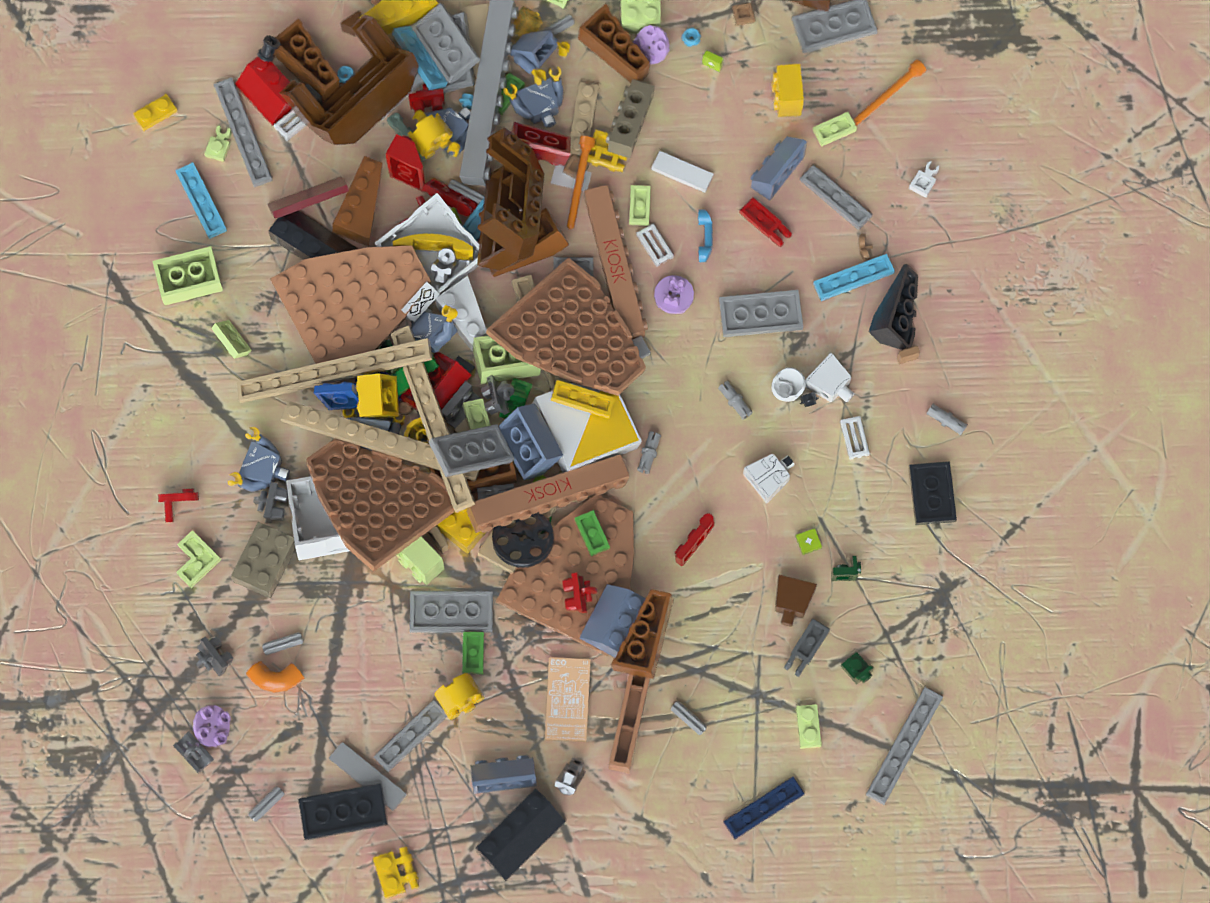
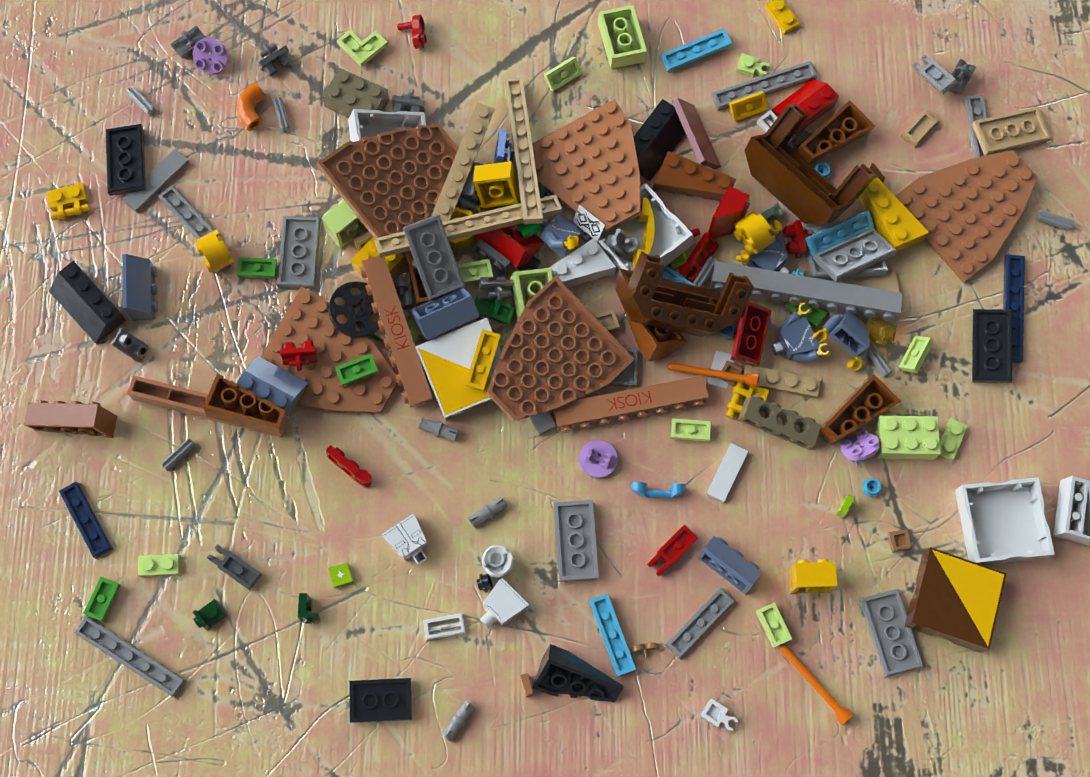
camera: 90 degrees right, 0 degrees up
(260, 465) = (443, 95): sand blue torso -> none
(268, 48) = (841, 100): black bush -> none
(270, 147) = (748, 106): none -> yellow plate
(567, 699) = (207, 348): light nougat tile -> none
(656, 834) = (70, 418): none -> wedge
(663, 259) = (636, 451): white tile -> none
(793, 598) = (283, 555): reddish brown torso -> none
(848, 778) = (102, 599): none -> bright green plate

